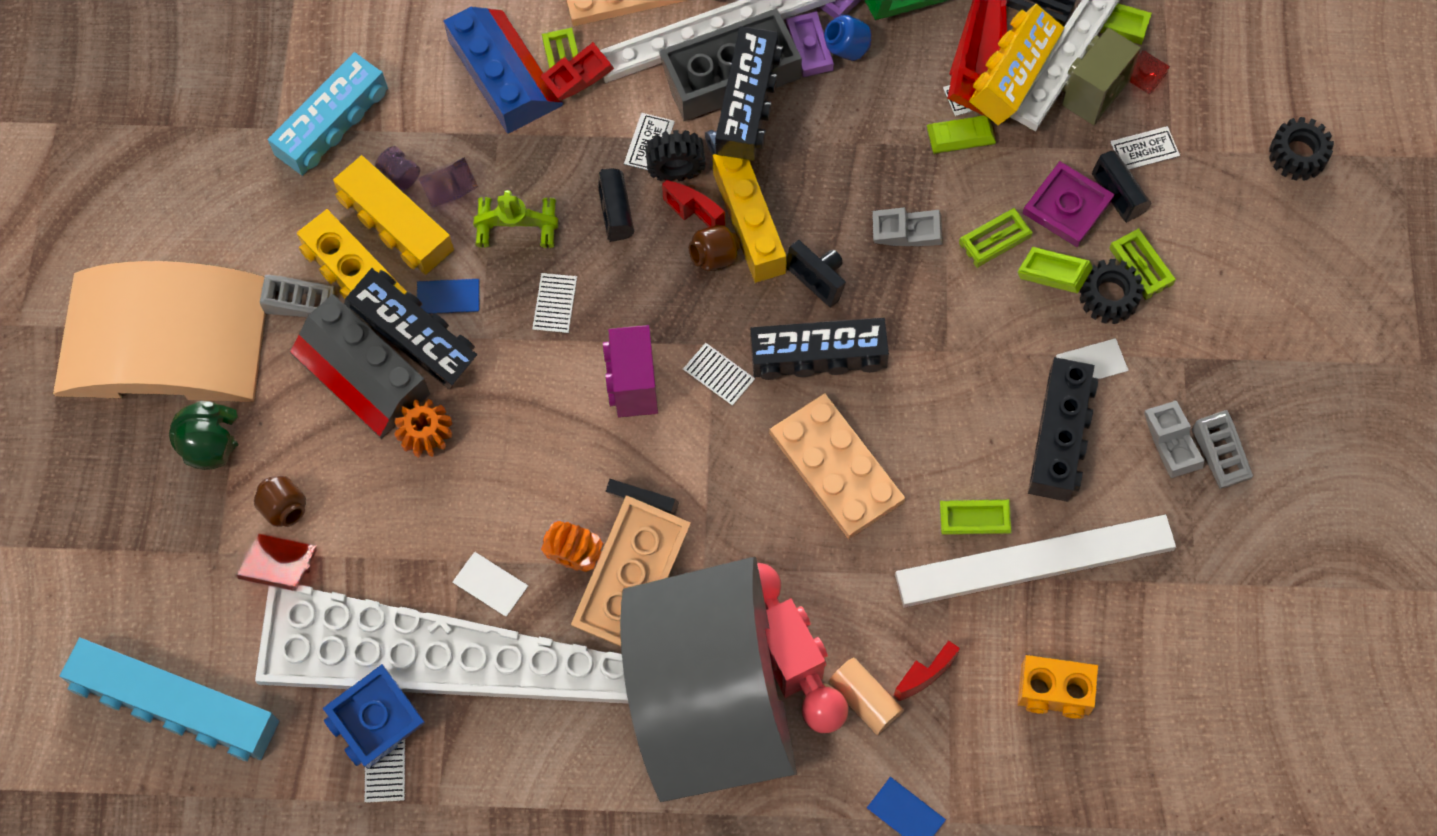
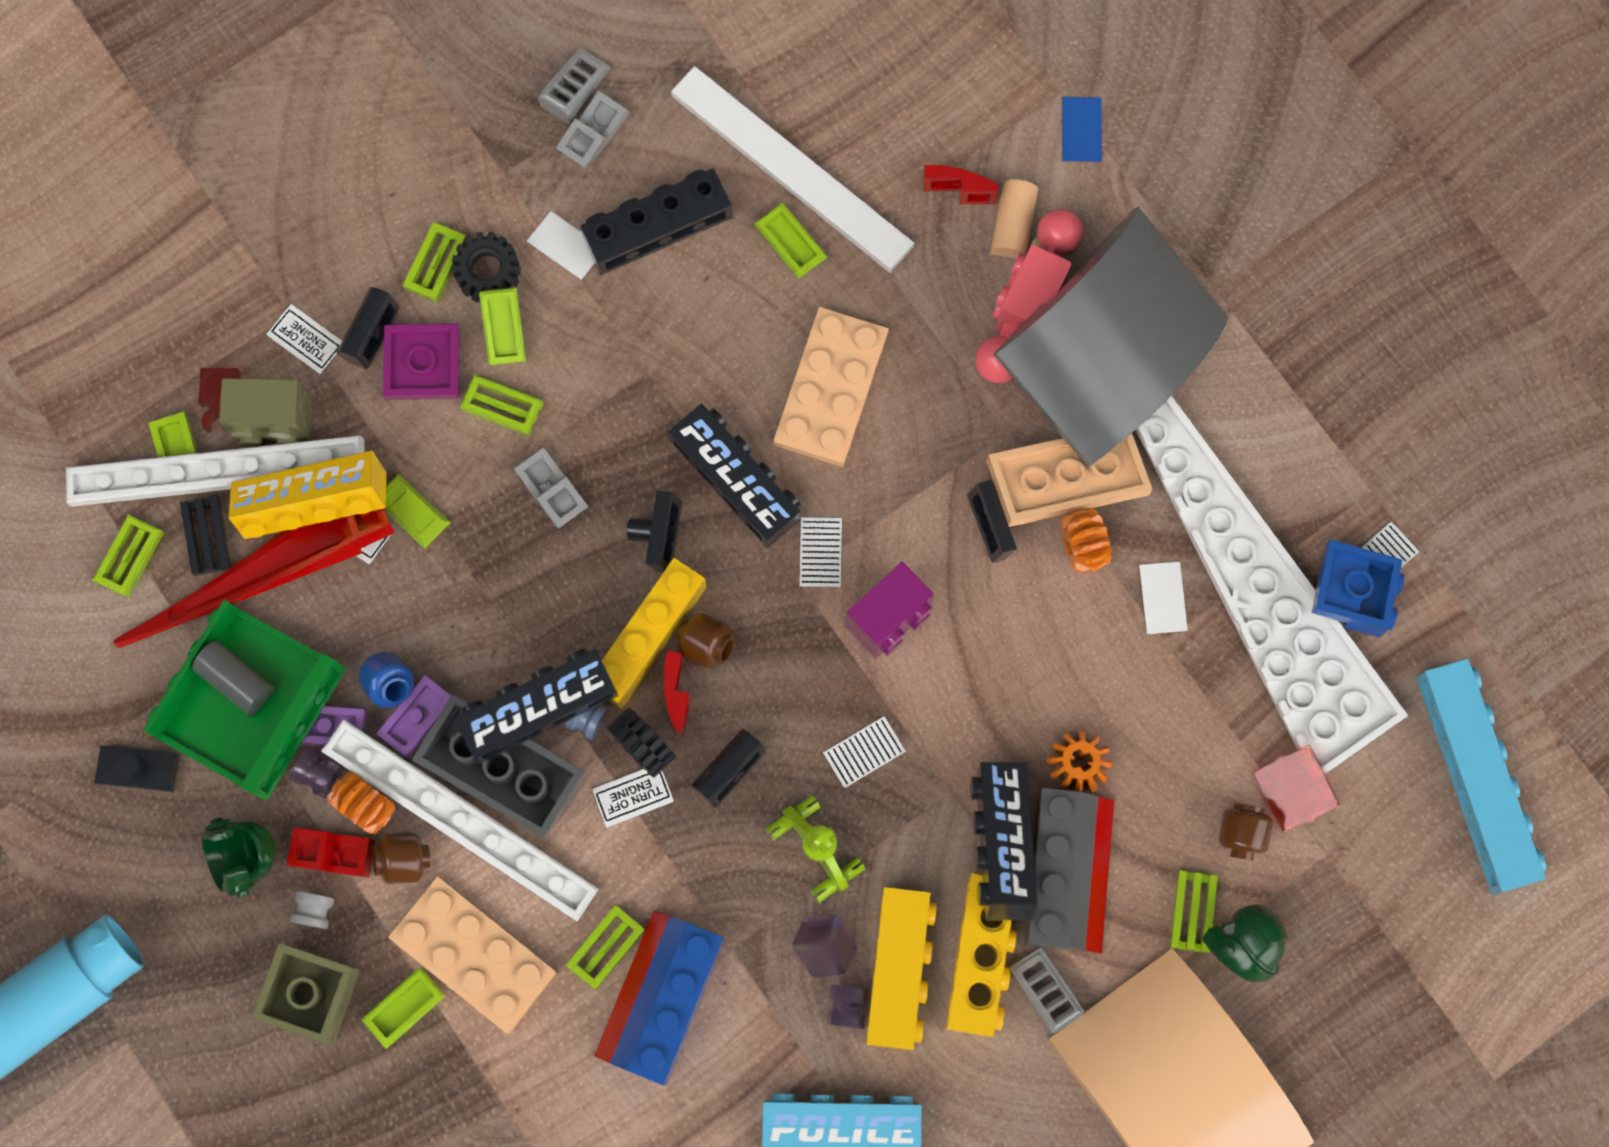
camera: 130 degrees left, 10 degrees up
(245, 412) = (1198, 879): none -> lime tile
(449, 295) = (933, 856): blue sticker -> none
(582, 71) = (616, 913): red slope -> none
(1057, 676) = (882, 80): light orange brick -> none
(1305, 133) = (206, 179): black tyre -> none

